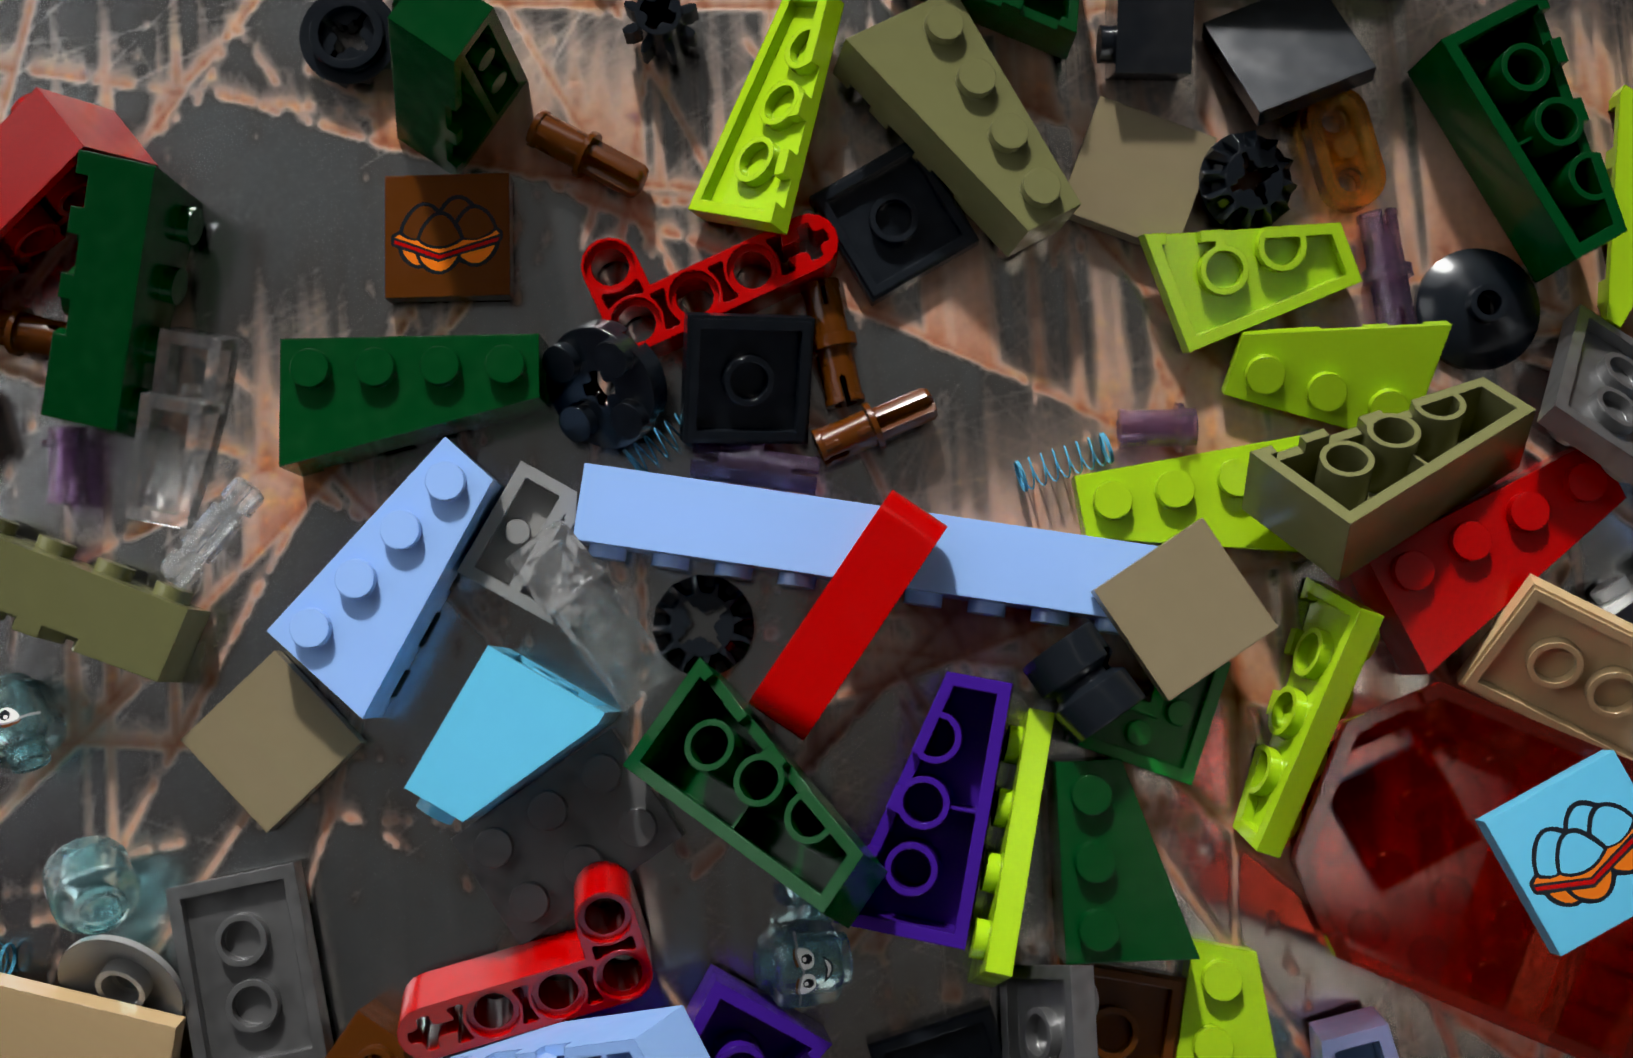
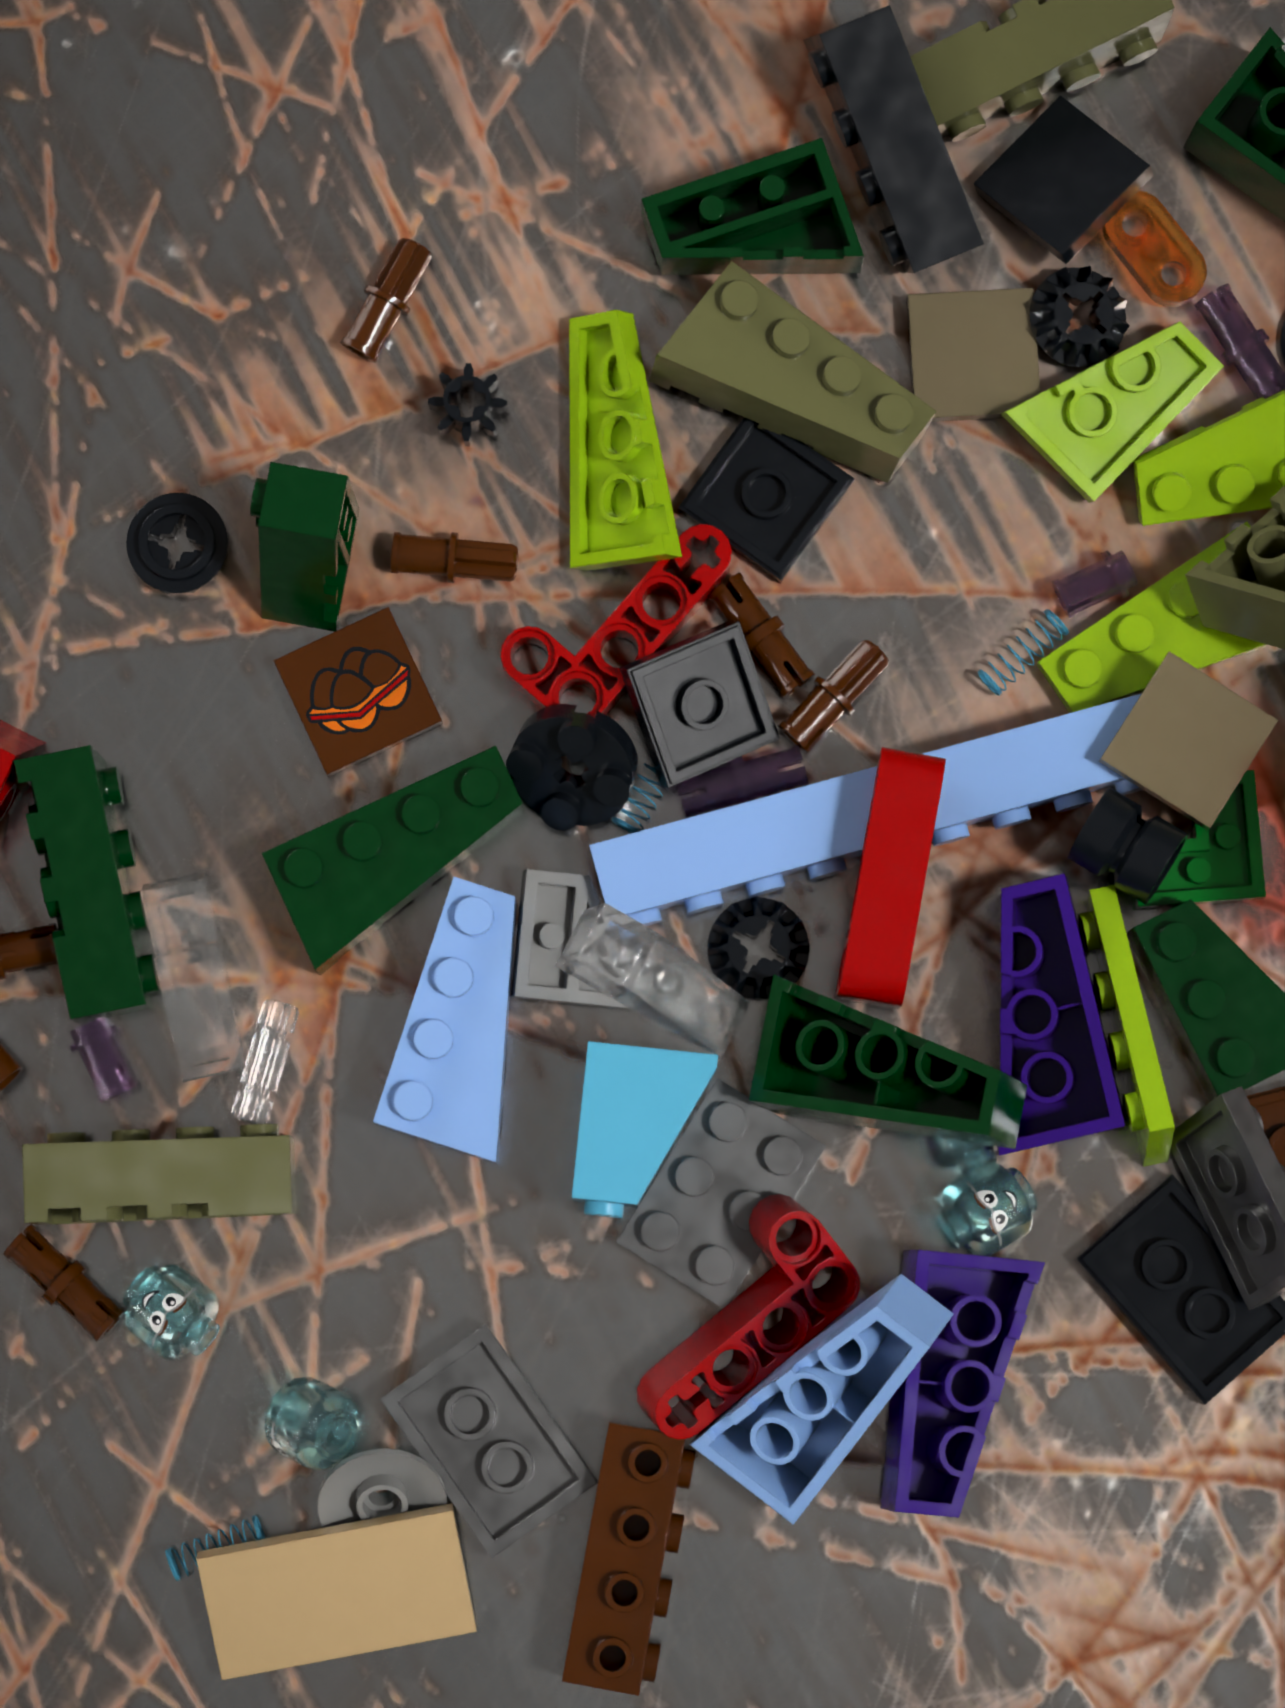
camera: 25 degrees left, 0 degrees up
(273, 741) = (411, 1227): dark tan tile -> none

